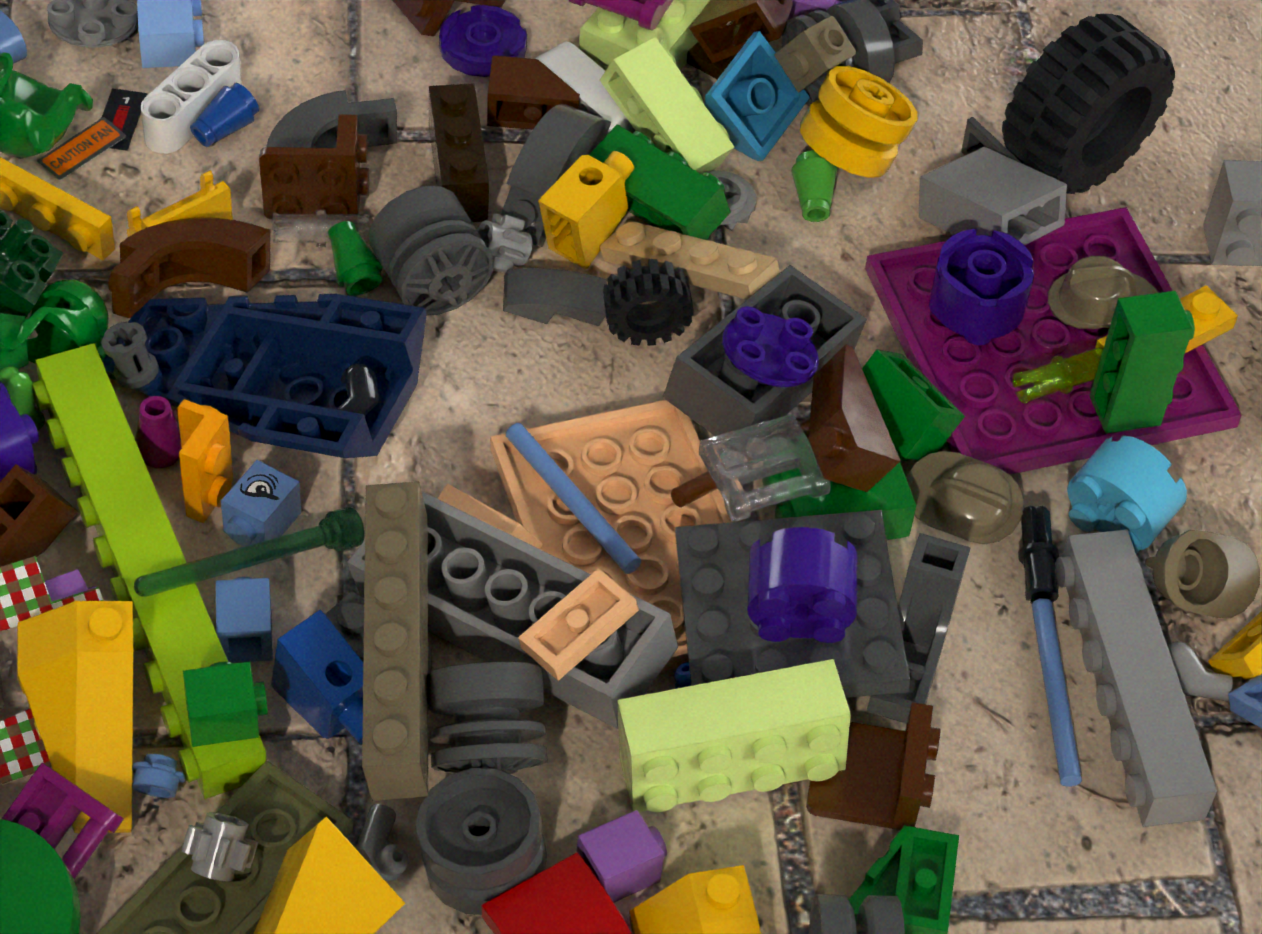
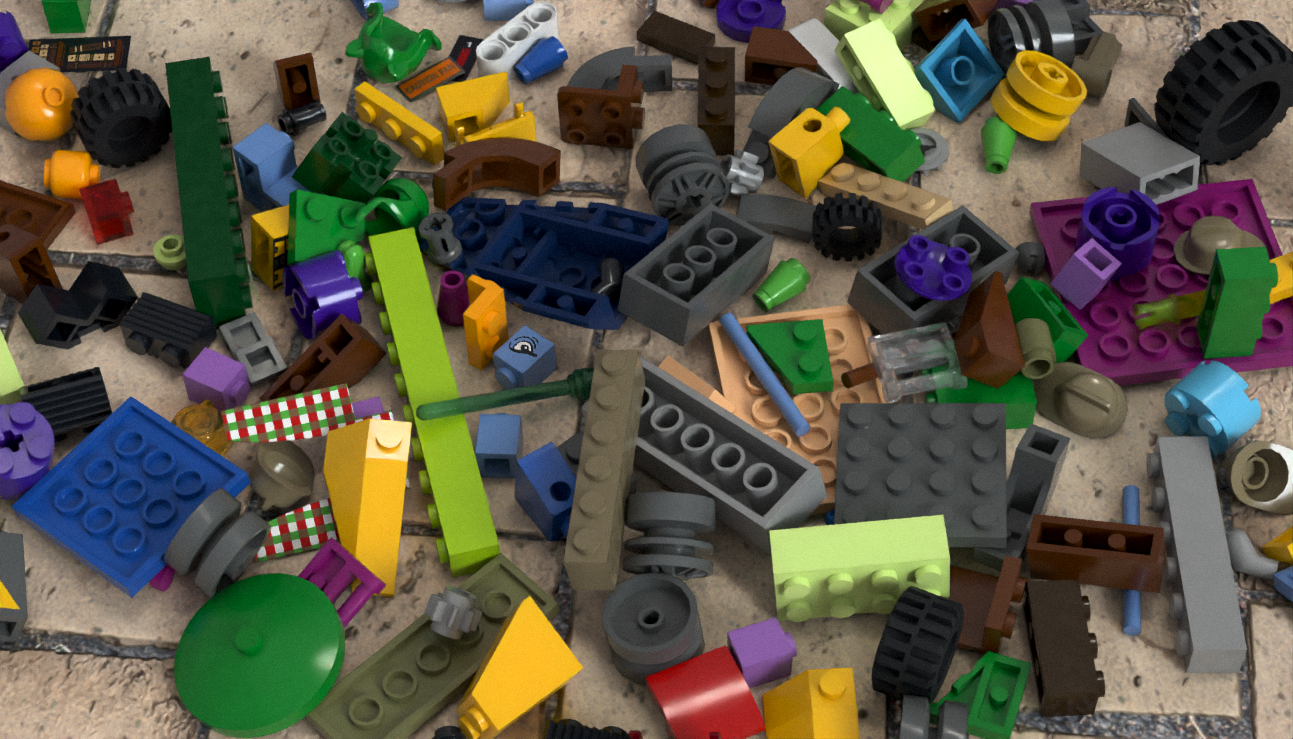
camera: 15 degrees right, 0 degrees up
(143, 177) = (472, 103): none -> yellow slope
(157, 776) = (417, 556): medium blue plate -> none
(223, 703) = (470, 505): green brick -> none
(314, 227) = (600, 152): clear pin -> none
(354, 261) = (623, 179): green cone -> none
(375, 846) = (574, 627): light grey arm -> none
(391, 75) = (674, 36): none -> dark brown tile
(467, 377) = (695, 274): none -> dark grey brick
(576, 380) = (782, 284): none -> bright green cone
(578, 624) = (746, 469): light nougat plate -> none
(609, 467) = (796, 353): none -> green wing
(802, 586) = (927, 455): dark purple brick -> none
(815, 53) = (1008, 37): dark tan bracket -> none
(820, 828) = (917, 645): none -> black tyre
(879, 325) = (1024, 261): none -> dark grey hinge
(909, 437) = (1036, 348): none -> olive brick
(920, 75) = (1097, 63): none -> dark tan piece
(952, 339) = (1085, 274): none -> medium lavender brick
(992, 812) = (1062, 648): none -> dark brown brick
(1018, 688) = (1097, 553): none -> reddish brown brick
(1038, 554) = (1133, 450): black axle -> none

